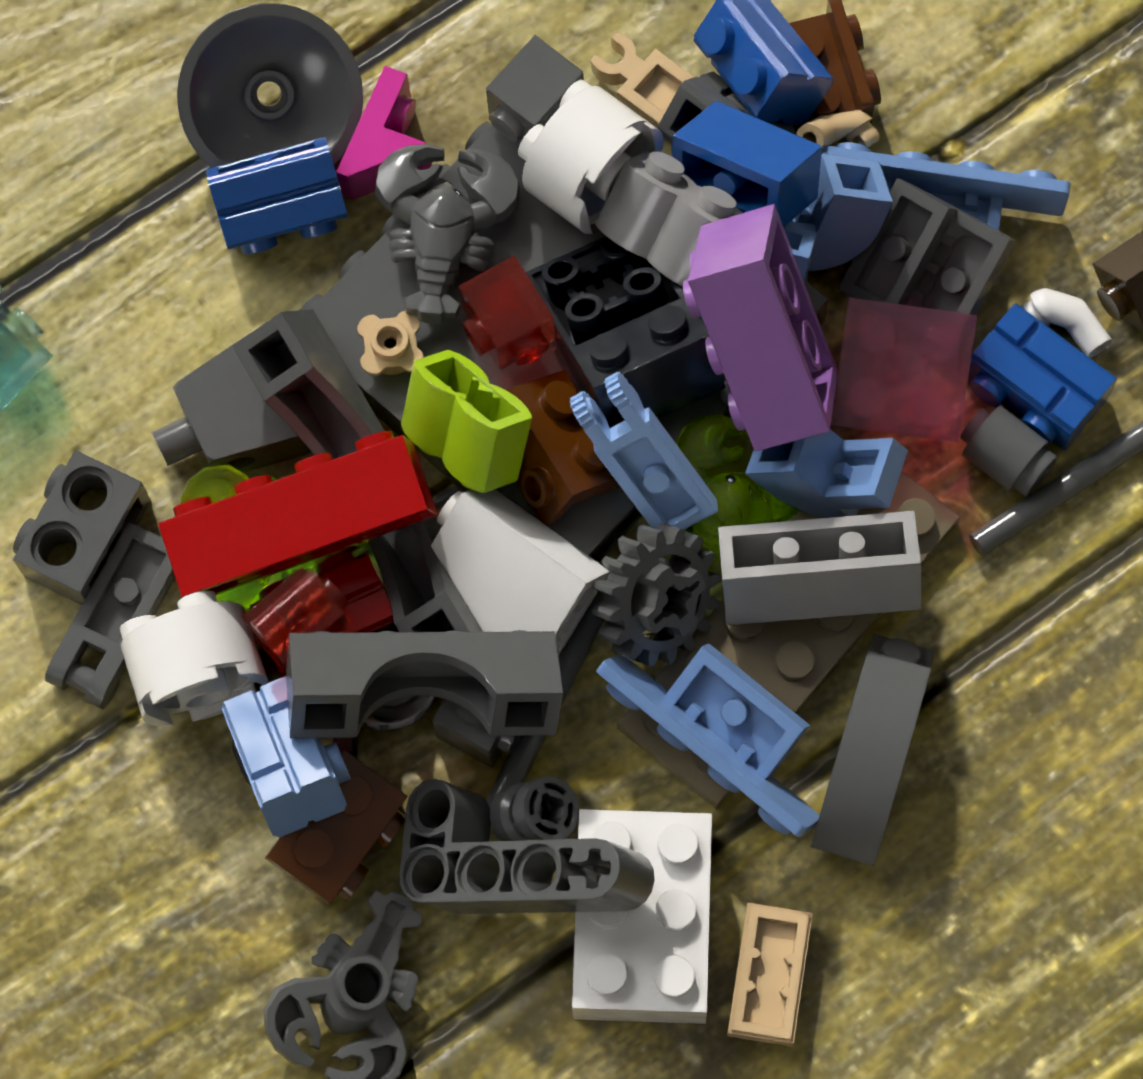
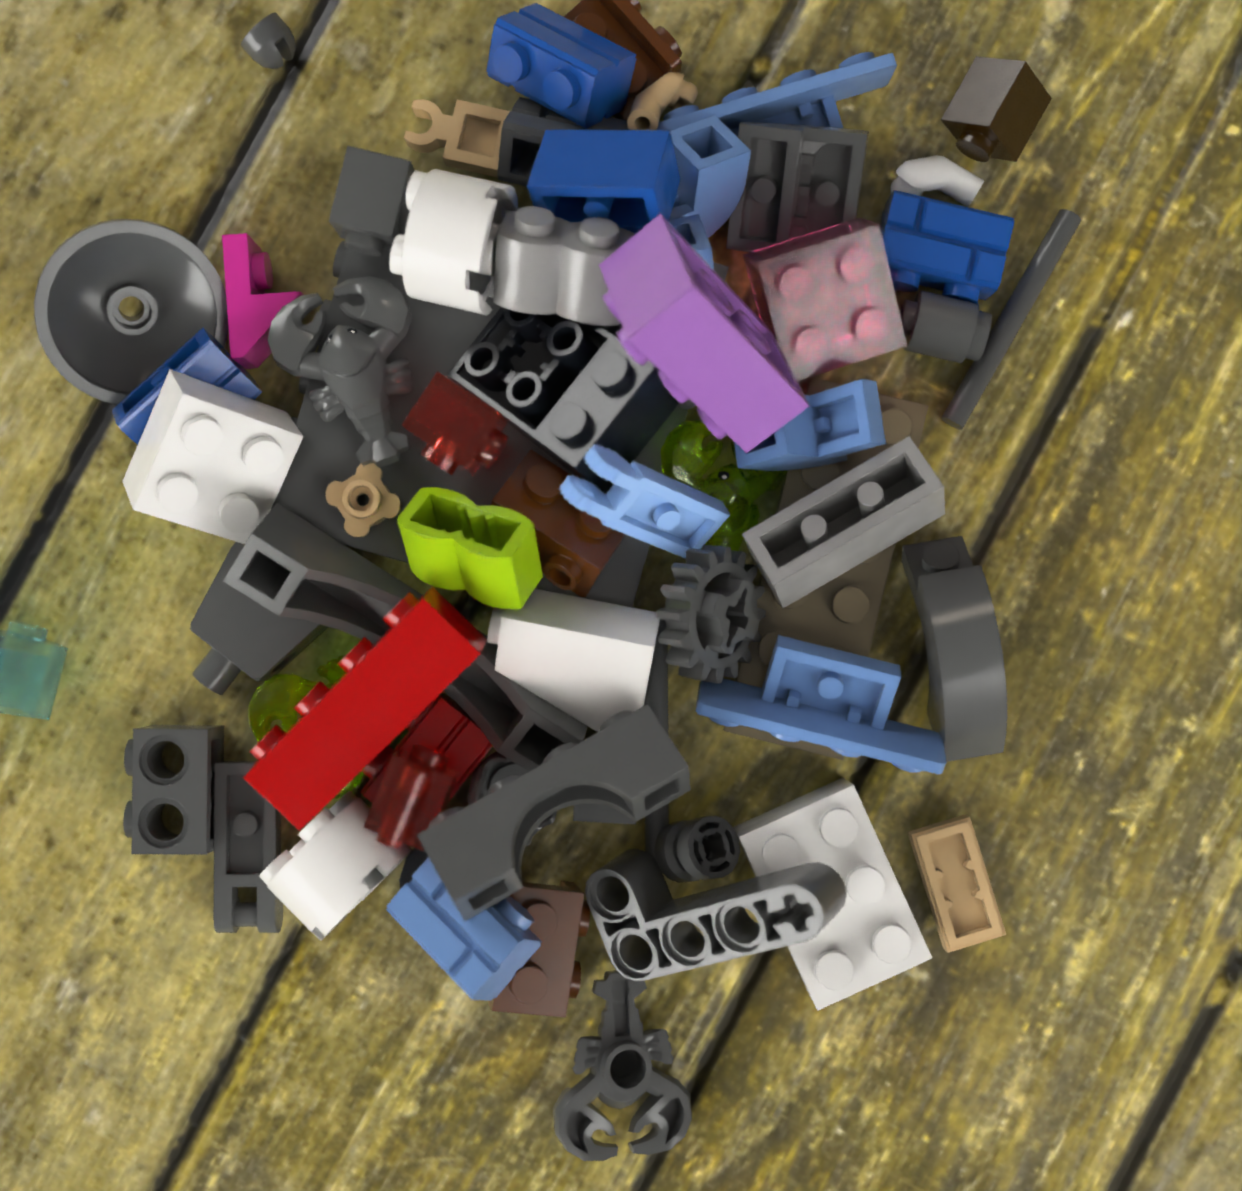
camera: 30 degrees left, 15 degrees up
(274, 244) = (211, 458): none -> white brick

